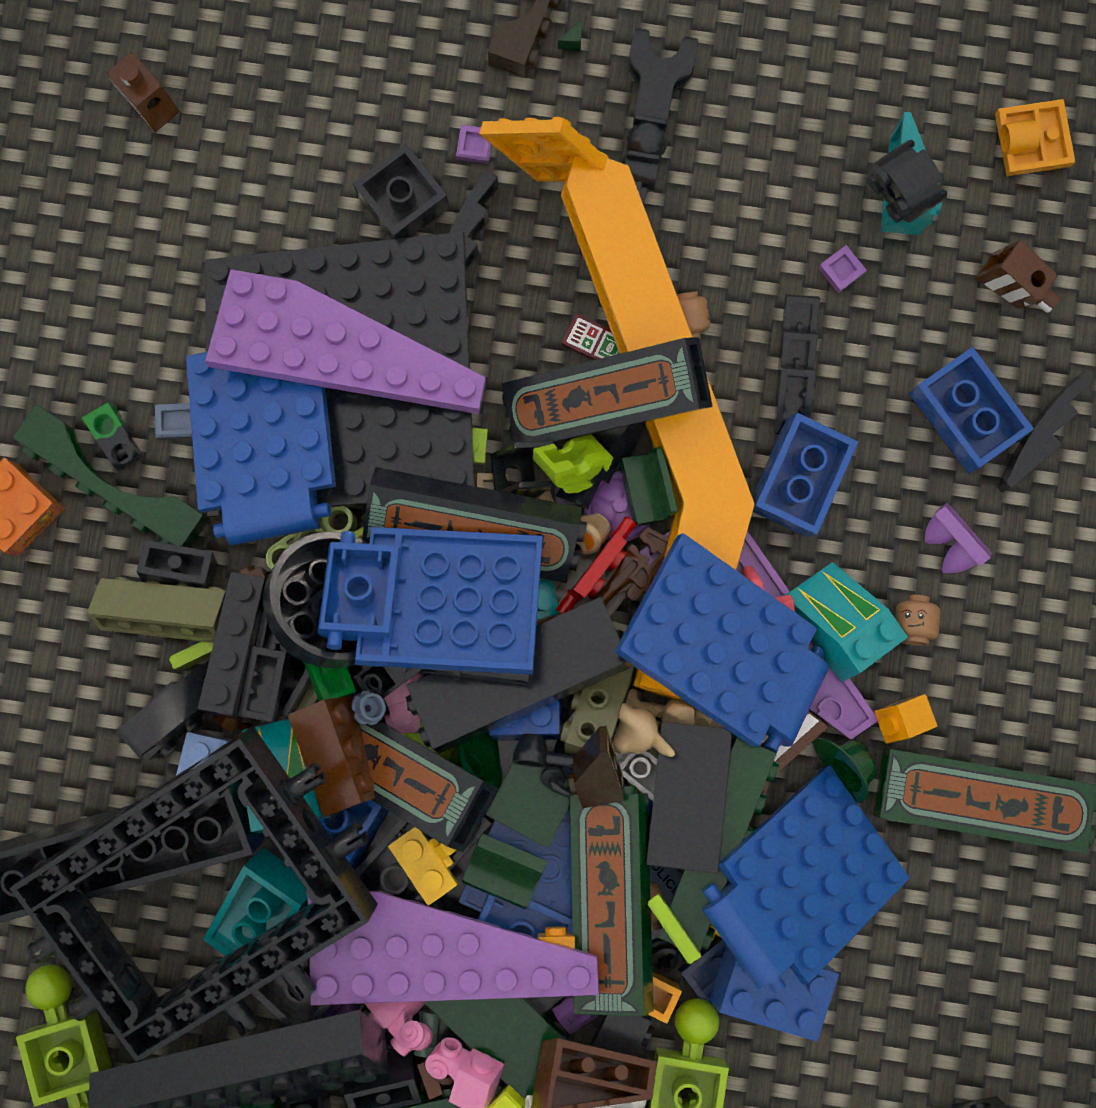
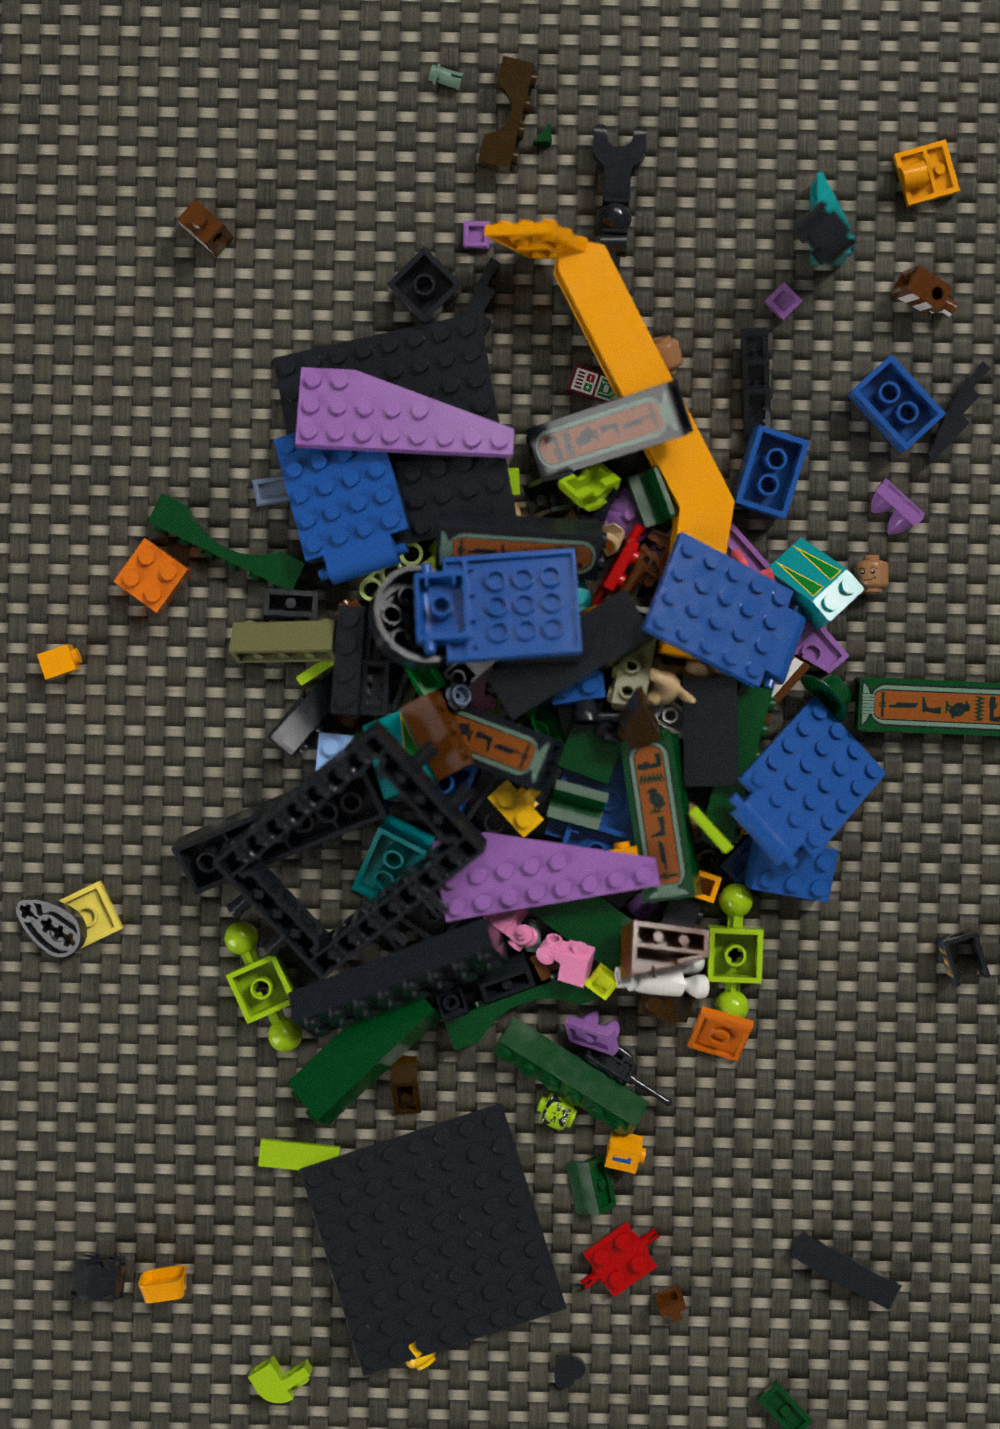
camera: 10 degrees left, 5 degrees up
(113, 435) = (224, 510): leg -> none
(905, 718) = (870, 652): light orange brick -> none

